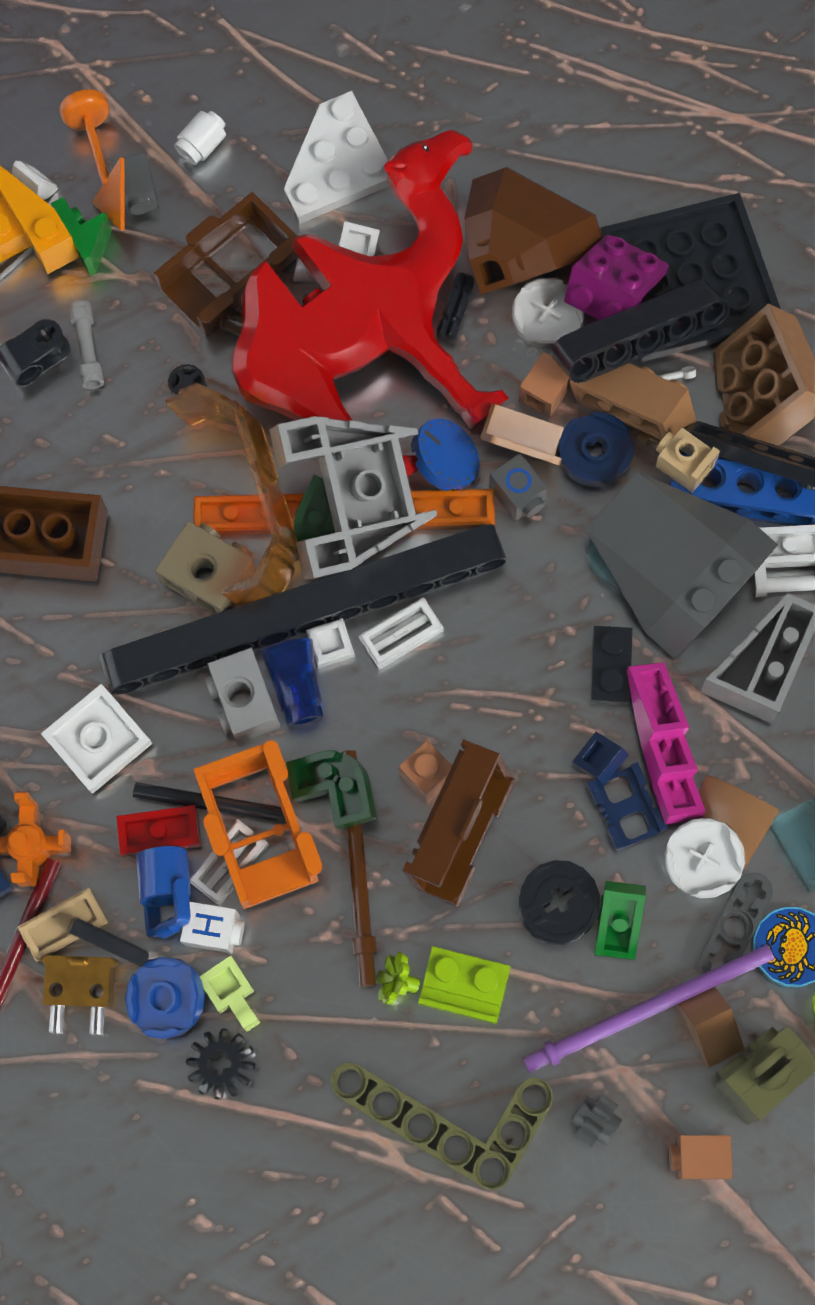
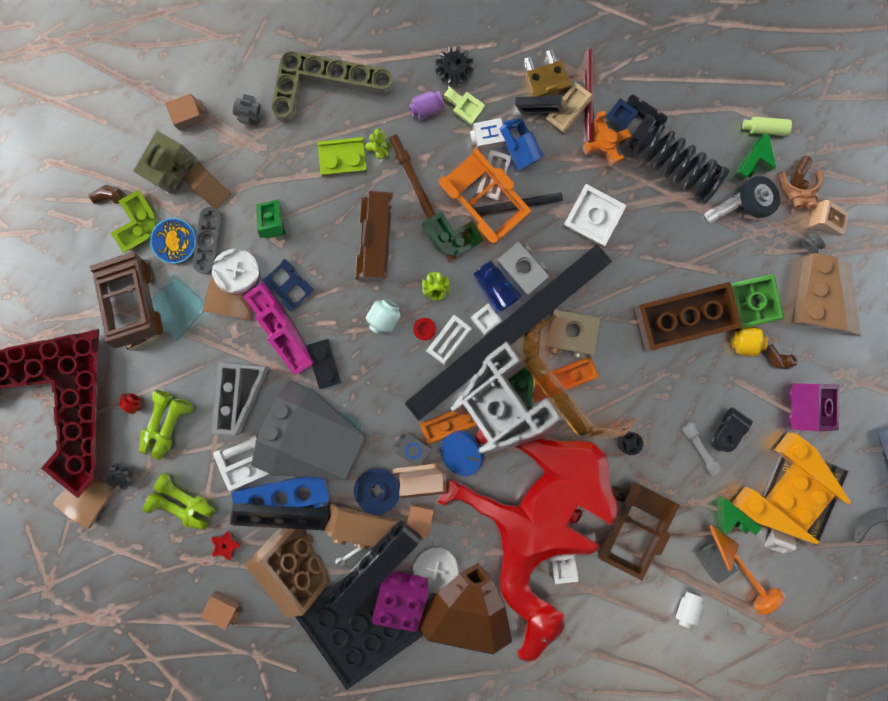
camera: 150 degrees right, 15 degrees up
(158, 829) = (539, 176): red plate -> none
(165, 997) = (498, 89): blue tile -> none
(292, 1016) = (426, 104): none -> medium lavender brick
(336, 161) = (600, 625): white plate -> none
(389, 717) = (435, 286): none -> lime gear
(425, 771) = (403, 262): nougat brick -> none
(433, 663) = (424, 329): none -> red tile
(455, 307) = (492, 553): black axle -> none
(490, 700) = (383, 316): none -> light aqua head
(580, 910) = (301, 204): black piece -> none
(600, 758) = (311, 306): dark blue plate -> none
(647, 1008) = (282, 138): medium lavender bar -> none
(685, 470) = (312, 489): tan brick -> none

